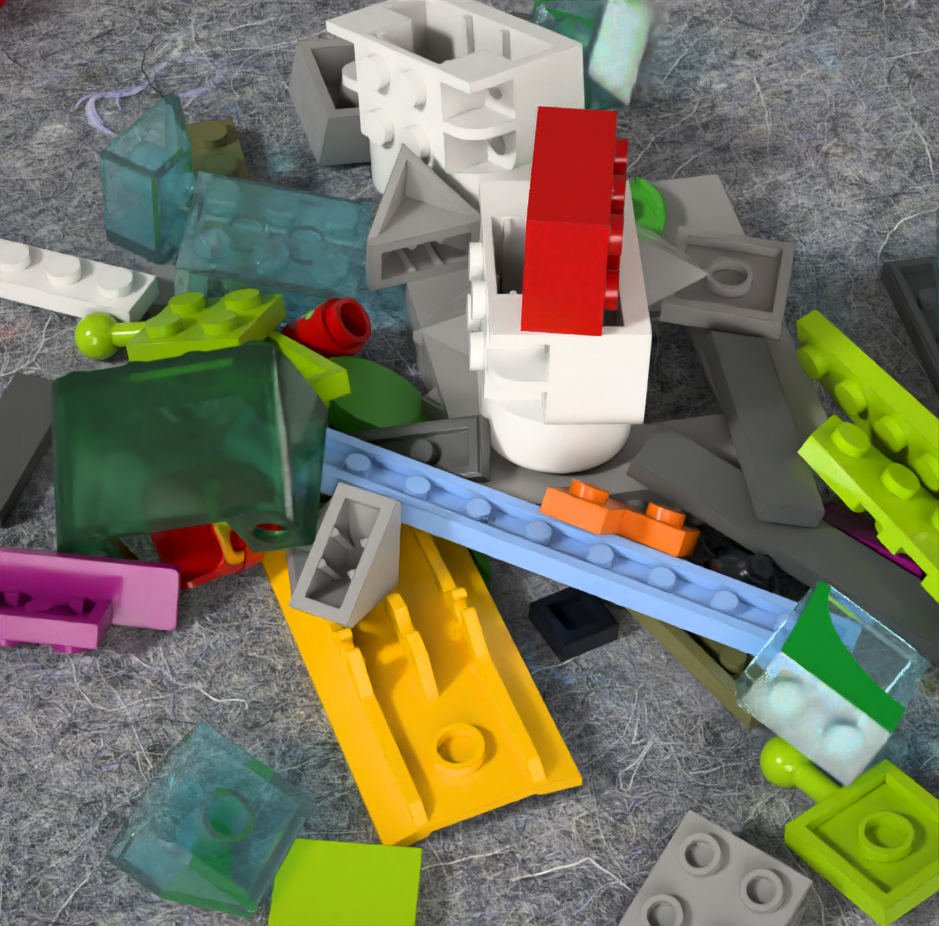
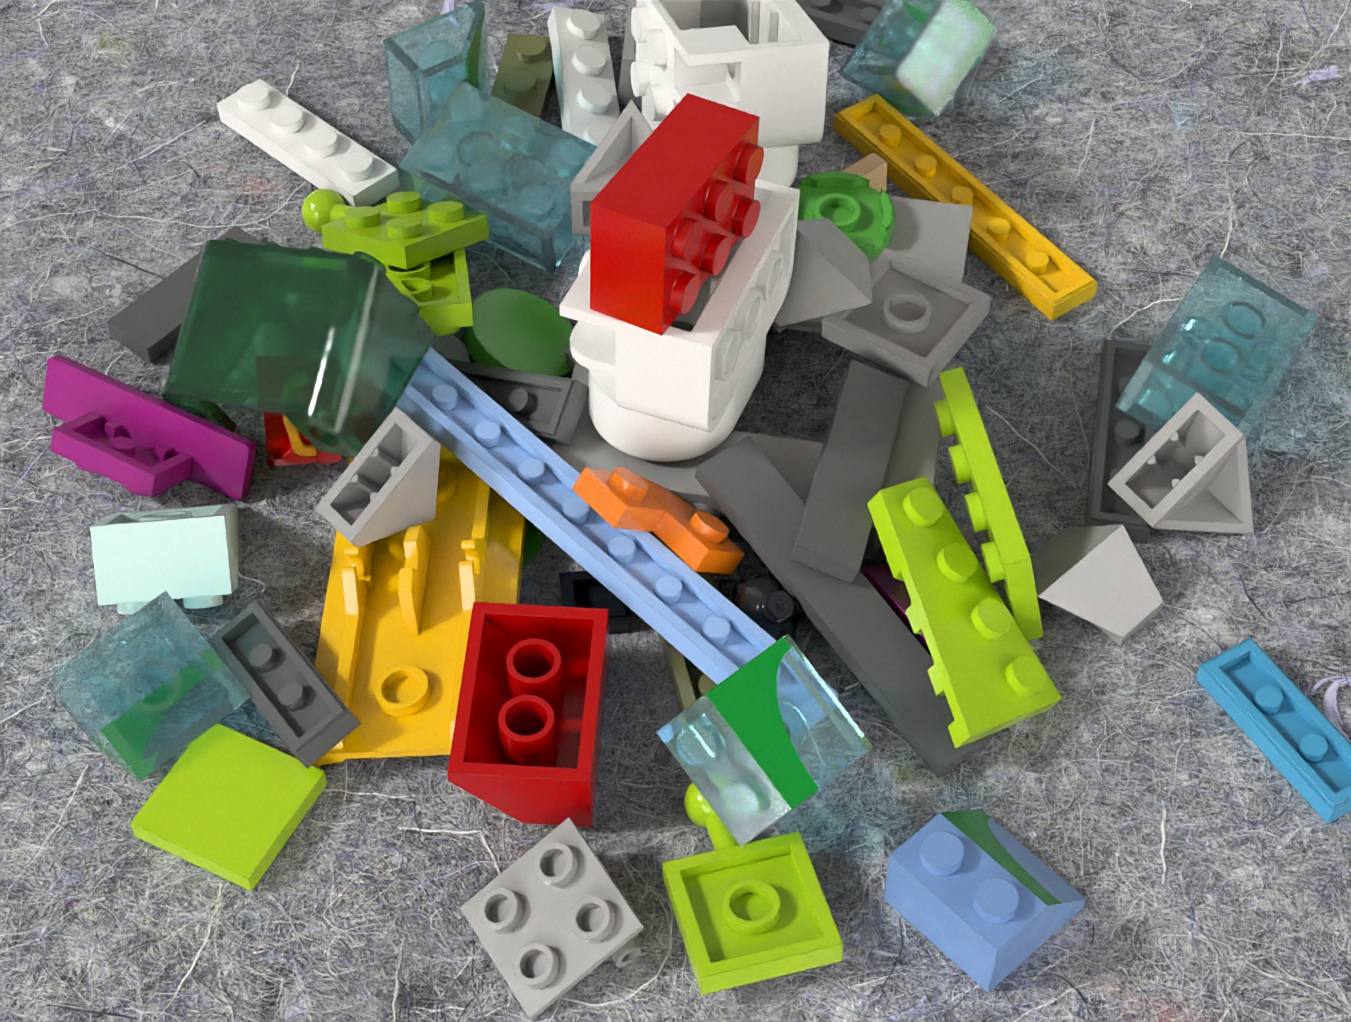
camera: 25 degrees right, 5 degrees up
(148, 697) = (169, 550): none -> light aqua slope
(274, 140) = (583, 73): none -> white plate
(332, 328) = (515, 262): red brick -> none
(346, 779) = (283, 683): none -> dark grey tile
(604, 724) = (532, 710): none -> red slope
(758, 204) = (996, 231): none -> yellow tile

